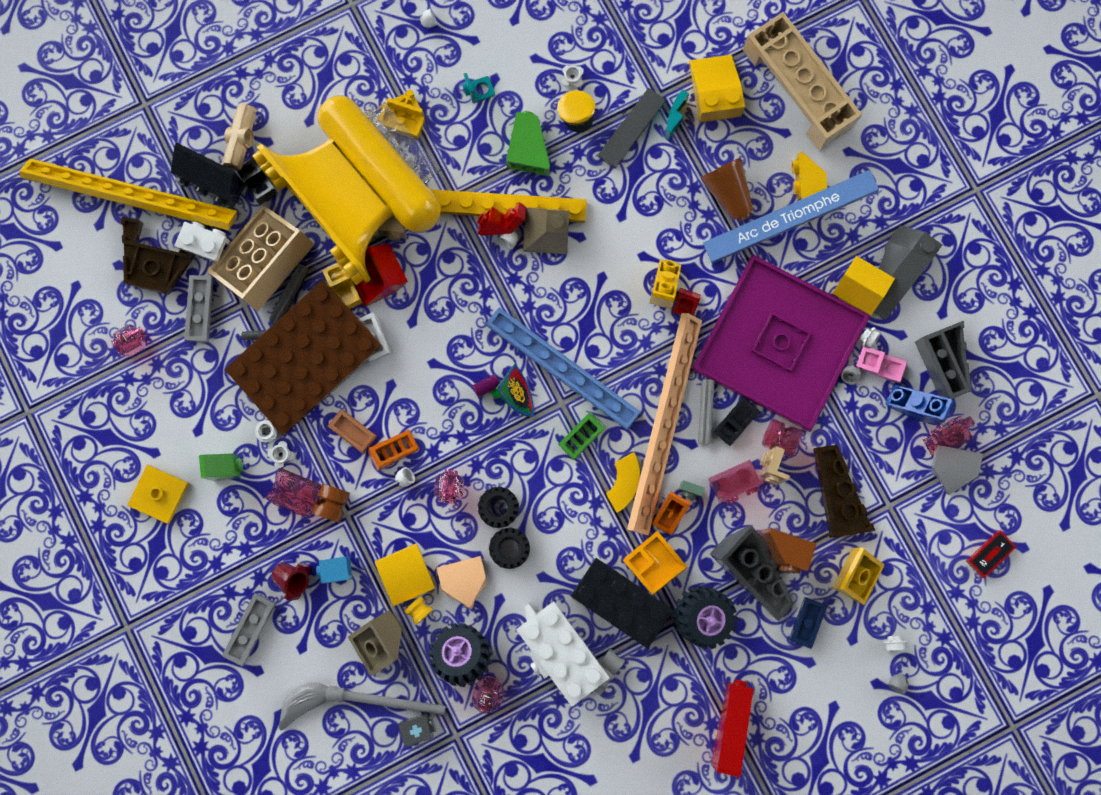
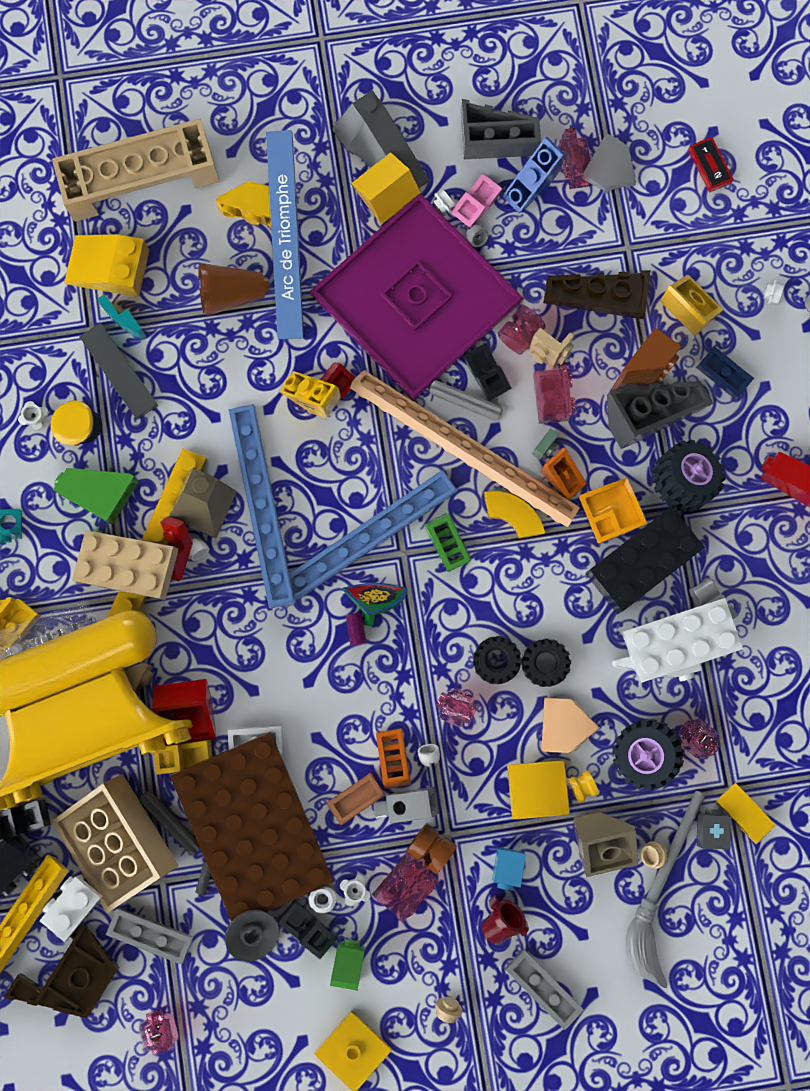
camera: 75 degrees left, 0 degrees up
(210, 558) = (448, 1009): none -> tan plate
(216, 390) = (255, 944): none -> dark grey dish
(240, 427) = (307, 929): none -> black slope
(359, 474) = (419, 805): none -> light grey torso
(381, 686) = (654, 855): none -> tan plate
(439, 753) = (745, 813): none -> yellow slope
(476, 188) = (125, 564): none -> tan plate
(560, 277) = (261, 506): none -> medium blue tile

